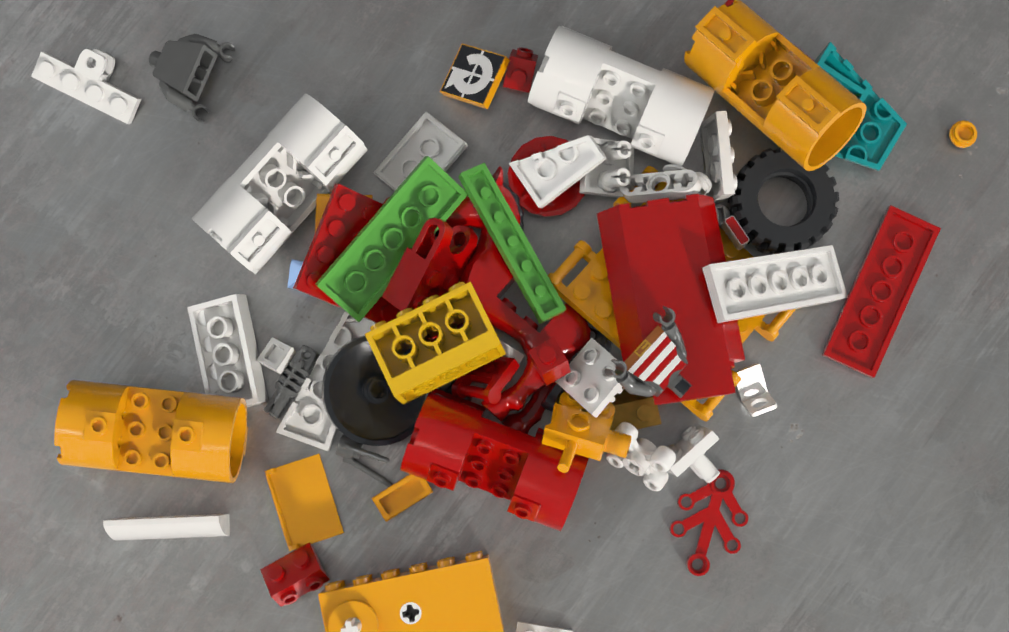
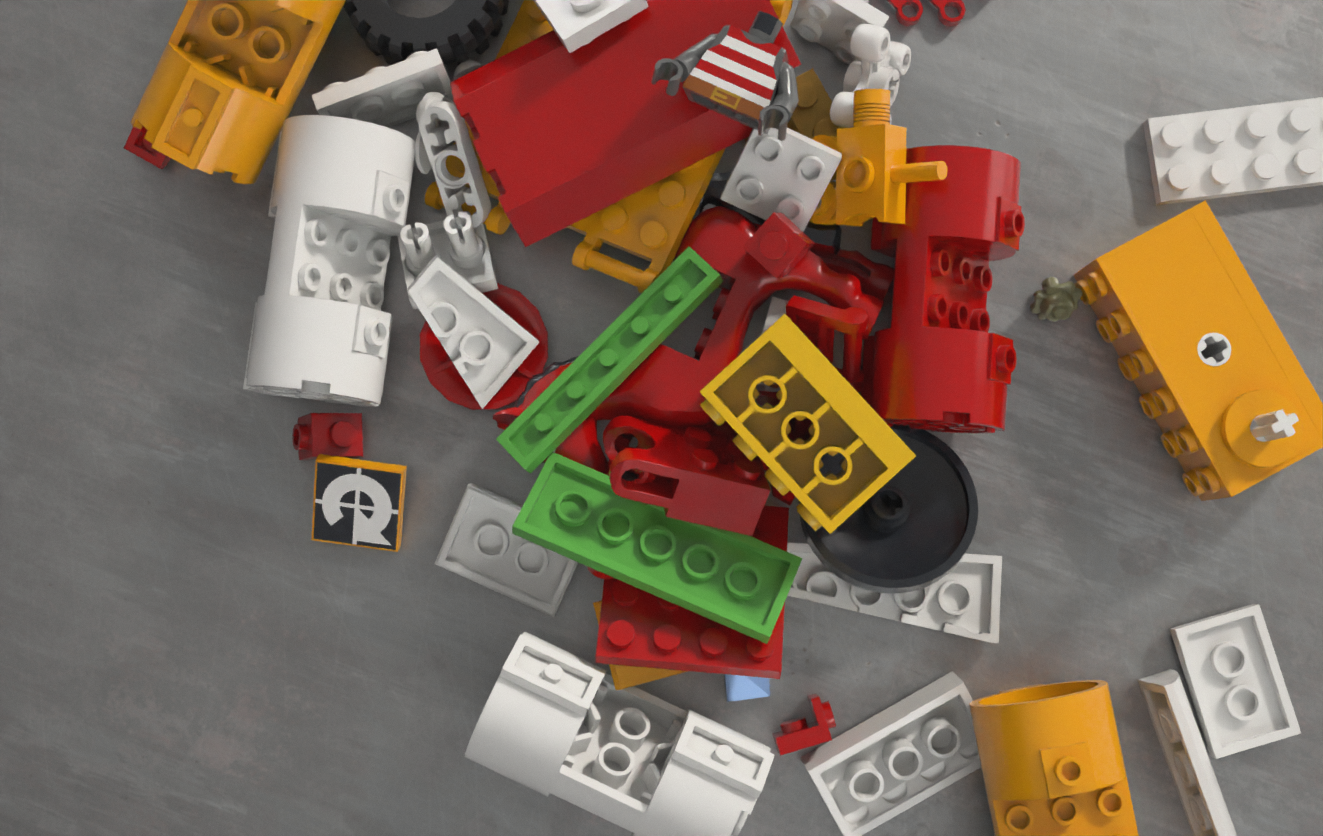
camera: 105 degrees left, 0 degrees up
(209, 571) = (1235, 681): none -> white plate
(258, 298) = (799, 734): none -> red bracket
(276, 355) = (881, 679): white plate -> none
(292, 380) = (910, 643): dark grey hinge -> none
(294, 575) = (1199, 551): red bracket -> none
(304, 502) = (1085, 571): light orange piece -> none
(351, 449) = (992, 519): dark grey plant -> none
(401, 496) = (1035, 428): light orange tile -> none
(474, 534) = (1055, 300): none -> olive plant
(735, 232) = (493, 39): piece -> none

